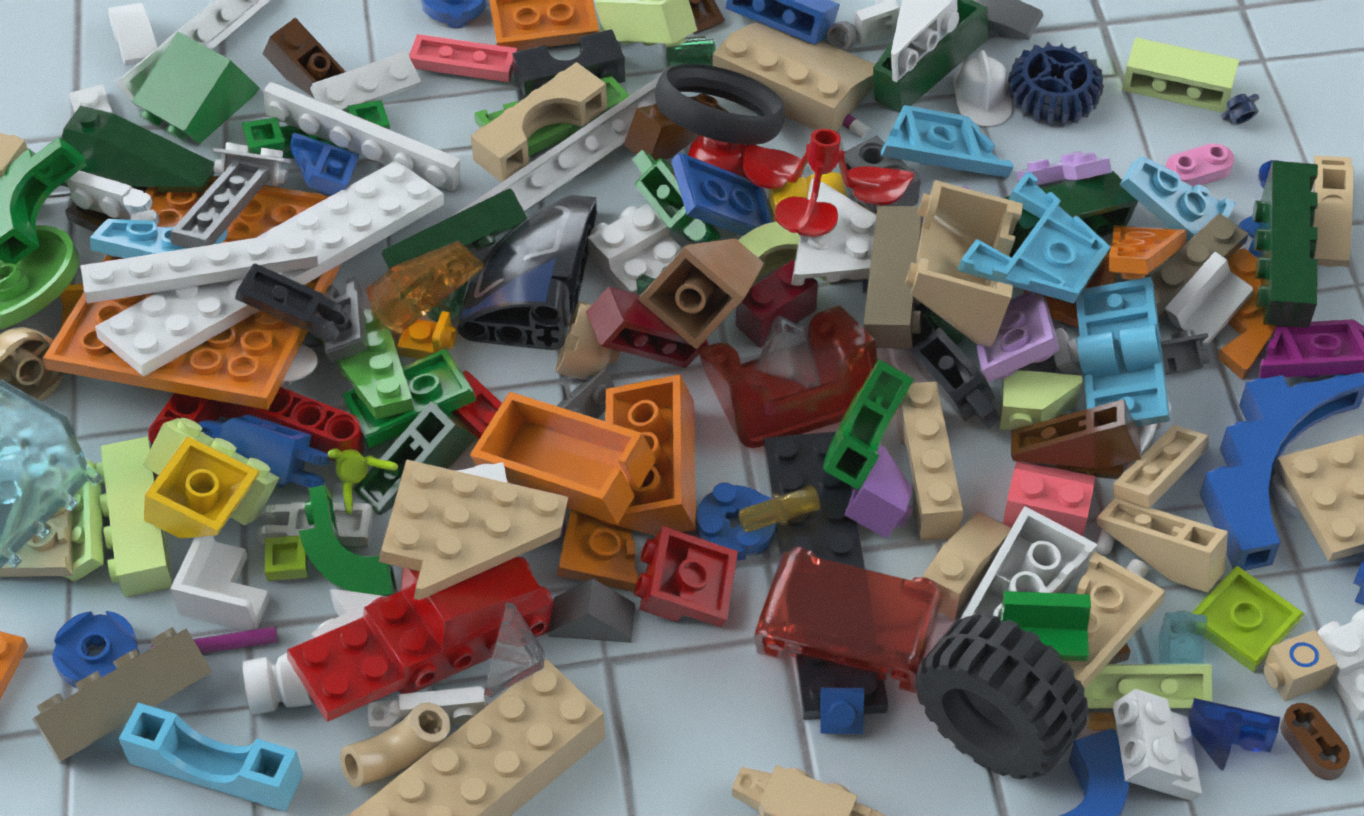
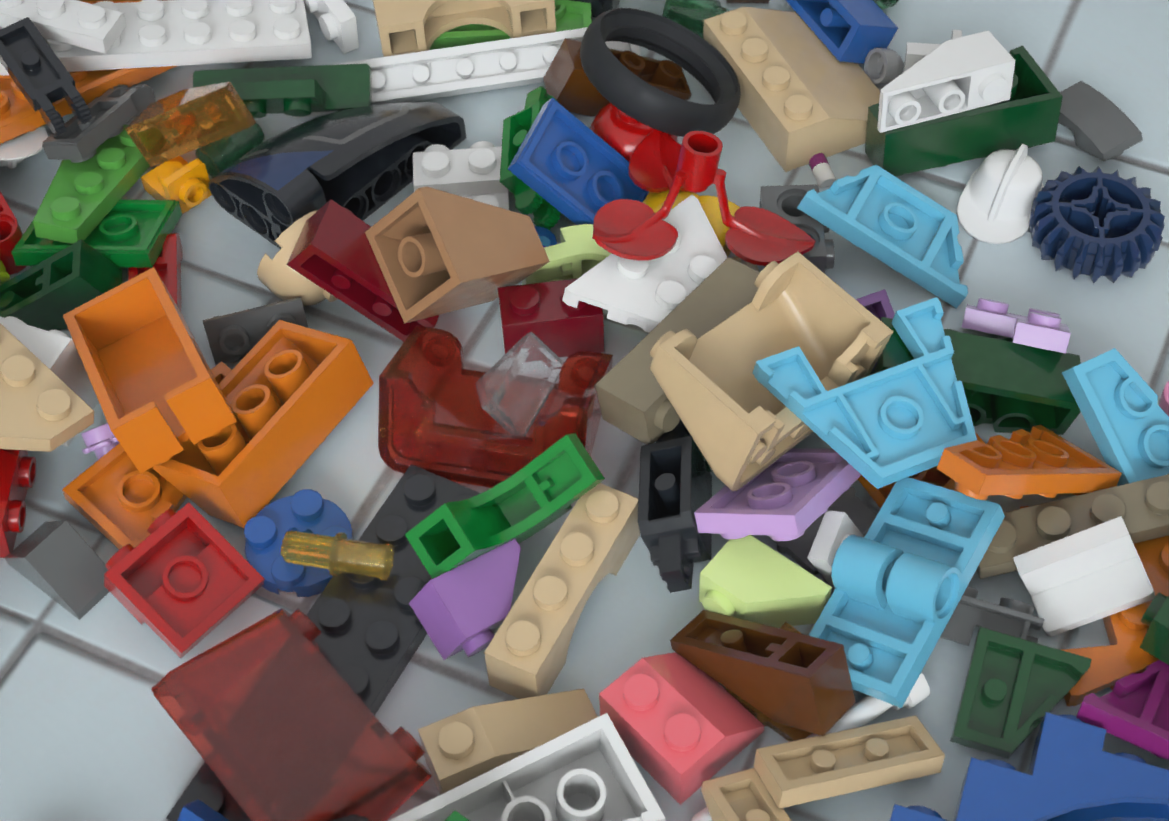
camera: 35 degrees right, 0 degrees up
(1213, 383) = (1011, 690): none -> dark green wing

